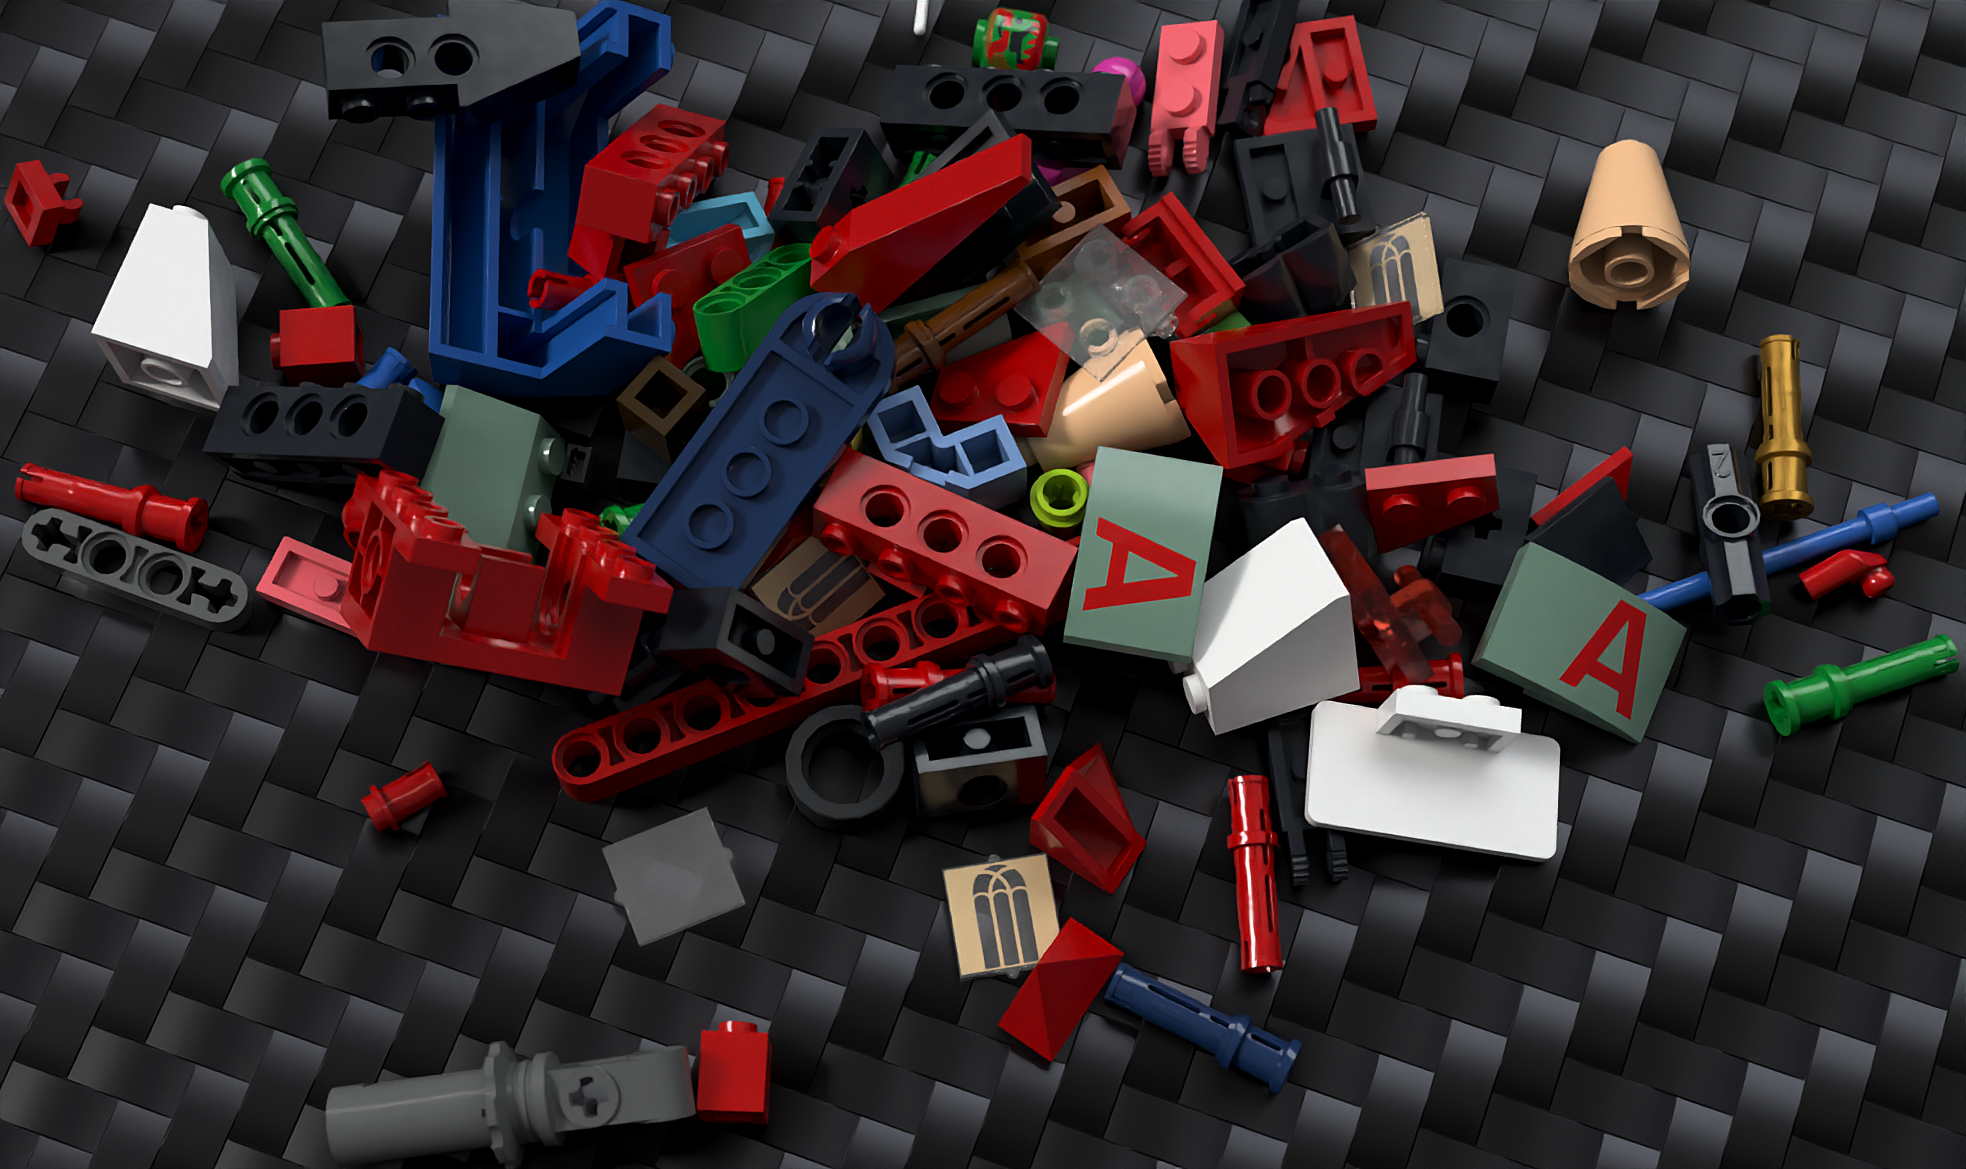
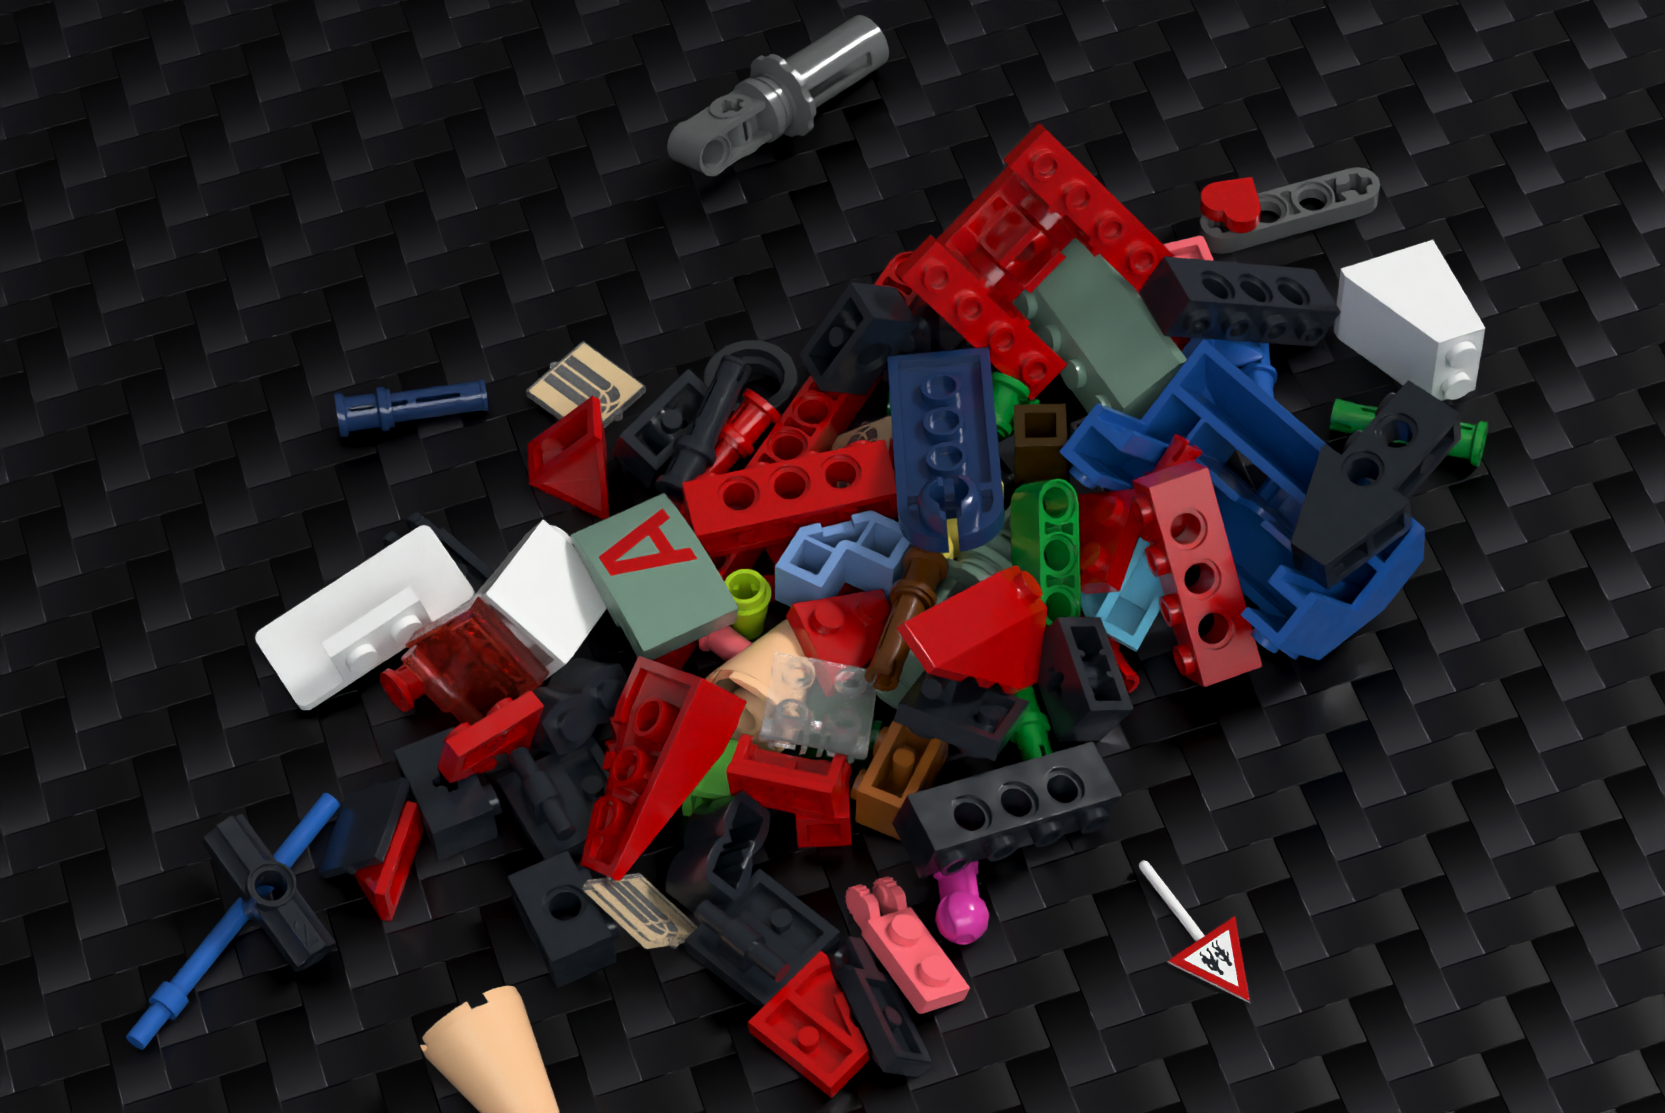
camera: 145 degrees right, 15 degrees down
(36, 202) = (1587, 338): red tile -> none
(139, 511) = (1322, 231): red pin -> none
(193, 594) = (1233, 203): none -> red tile
(319, 346) = (1314, 381): red brick -> none
(673, 876) = (805, 281): clear piece -> none
(734, 1074) = (669, 202): red brick -> none
(1015, 41) = (1059, 890): head -> none
(1060, 989) = (516, 373): red slope -> none
(1256, 890) = (455, 514): red pin -> none
(1579, 642) = (325, 752): sand green slope -> none
(1783, 452) = (269, 997): pearl gold pin -> none
(1835, 690) = (127, 862): green pin -> none
(1849, 567) = (156, 962): red arm -> none

